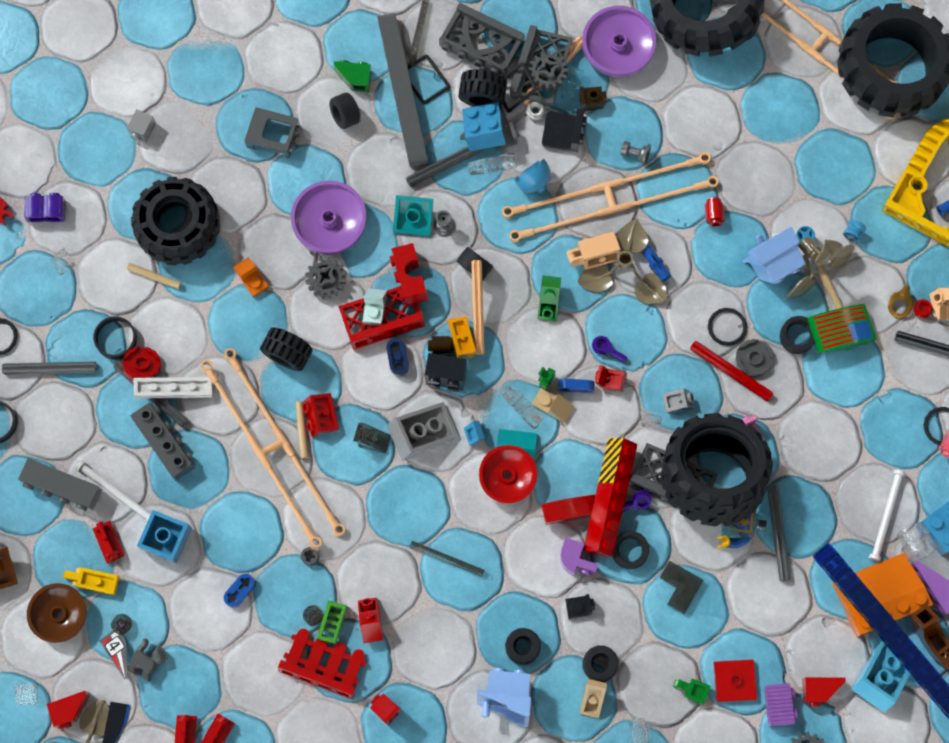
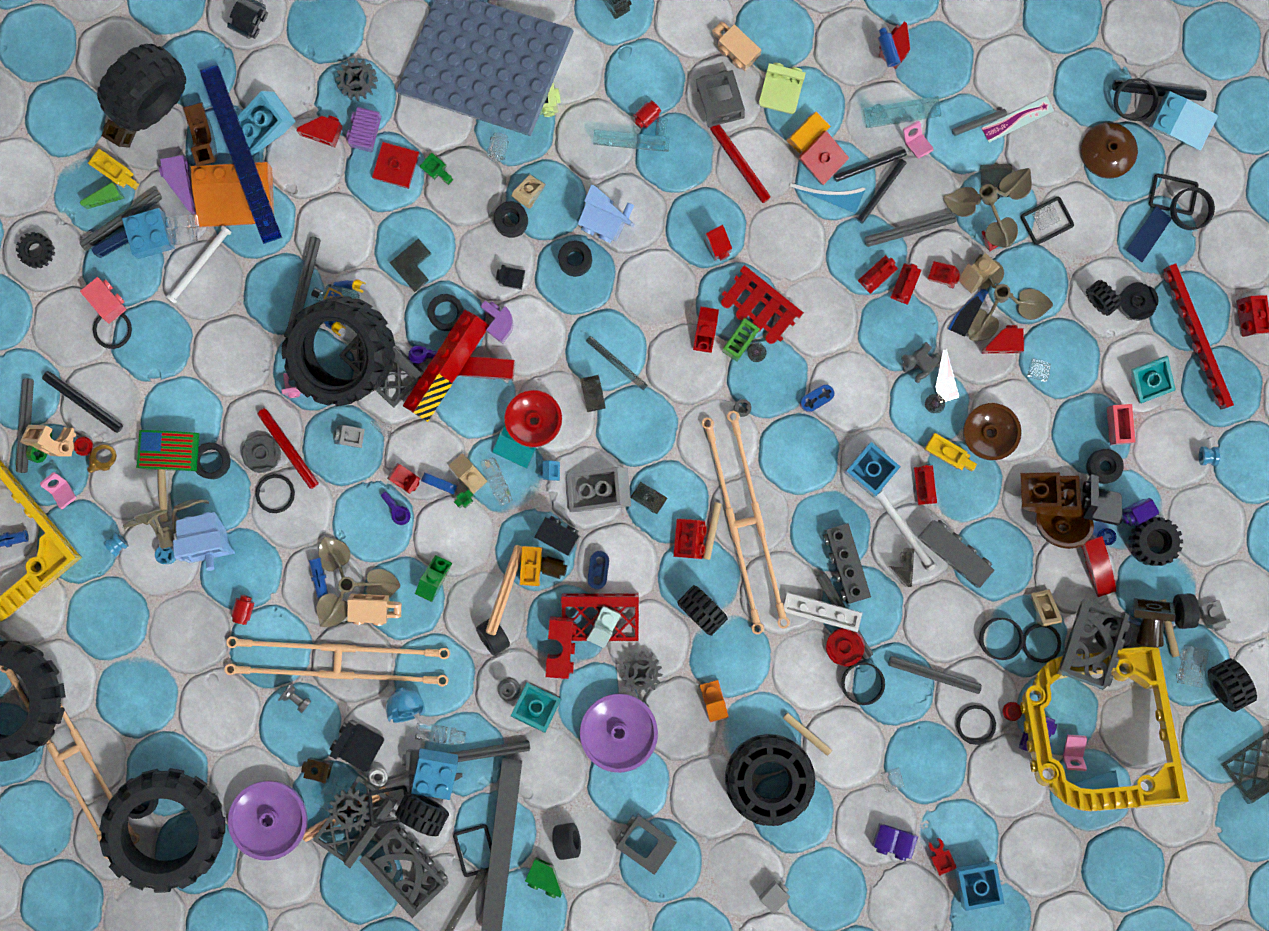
camera: 165 degrees left, 10 degrees up
(104, 452) = (905, 573): none -> clear smoke slope
(459, 519) = (593, 393): none -> clear smoke slope
(926, 261) = (61, 491): none -> bright pink bracket

